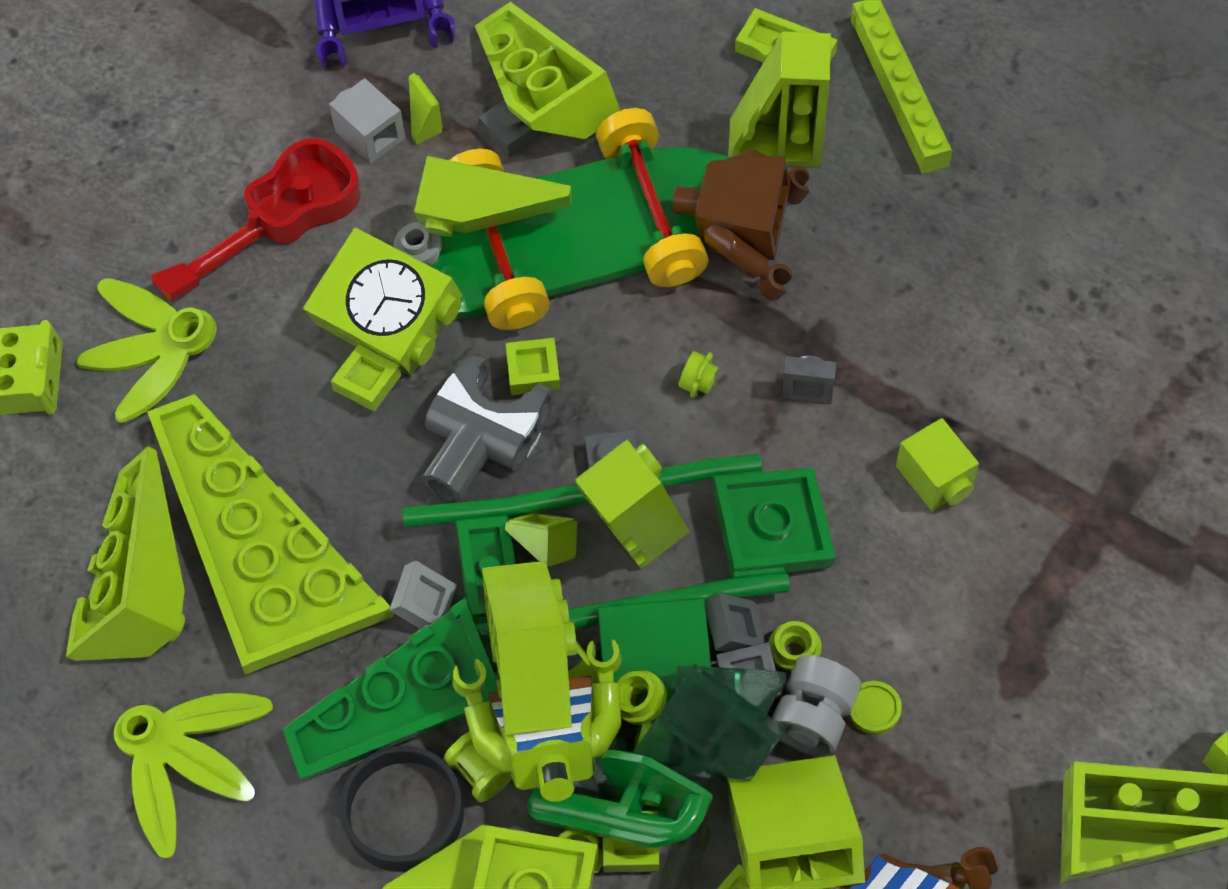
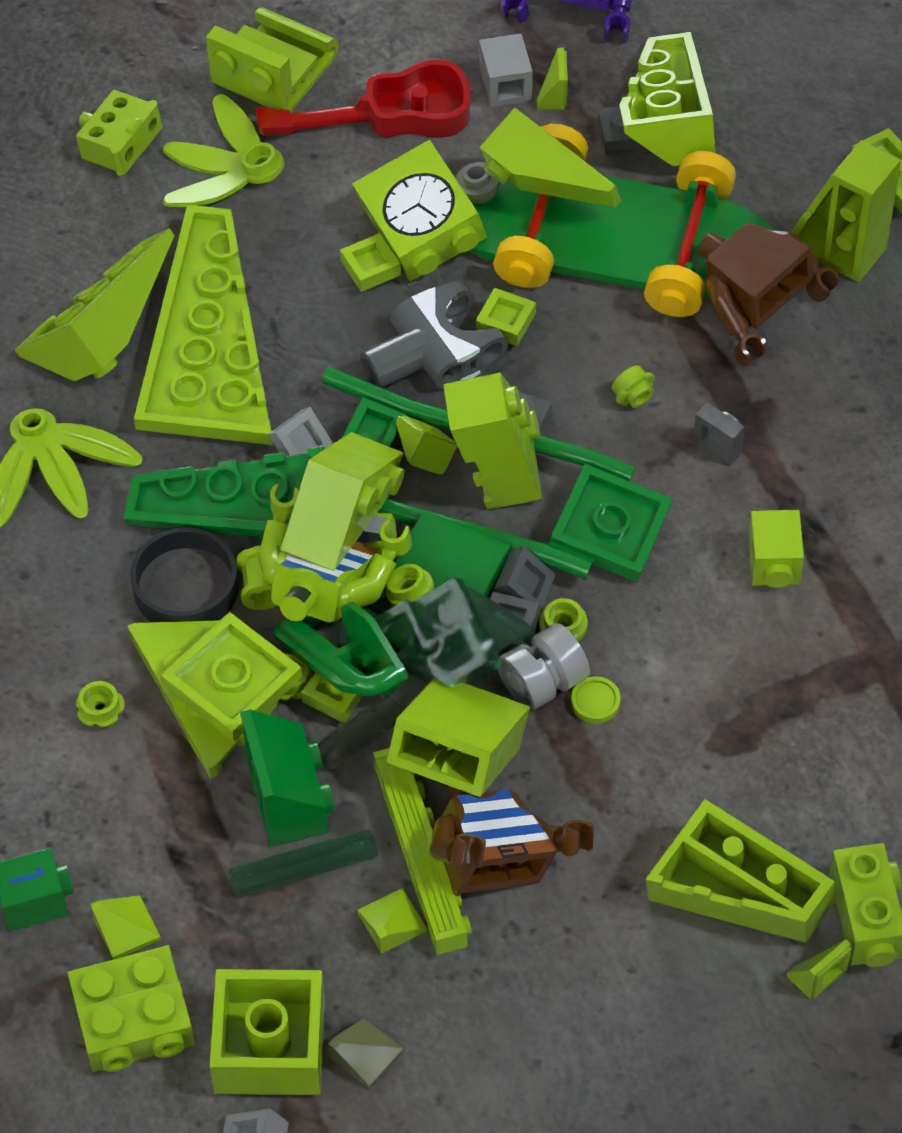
camera: 30 degrees right, 5 degrees down
(130, 220) = (270, 63): none -> lime piece

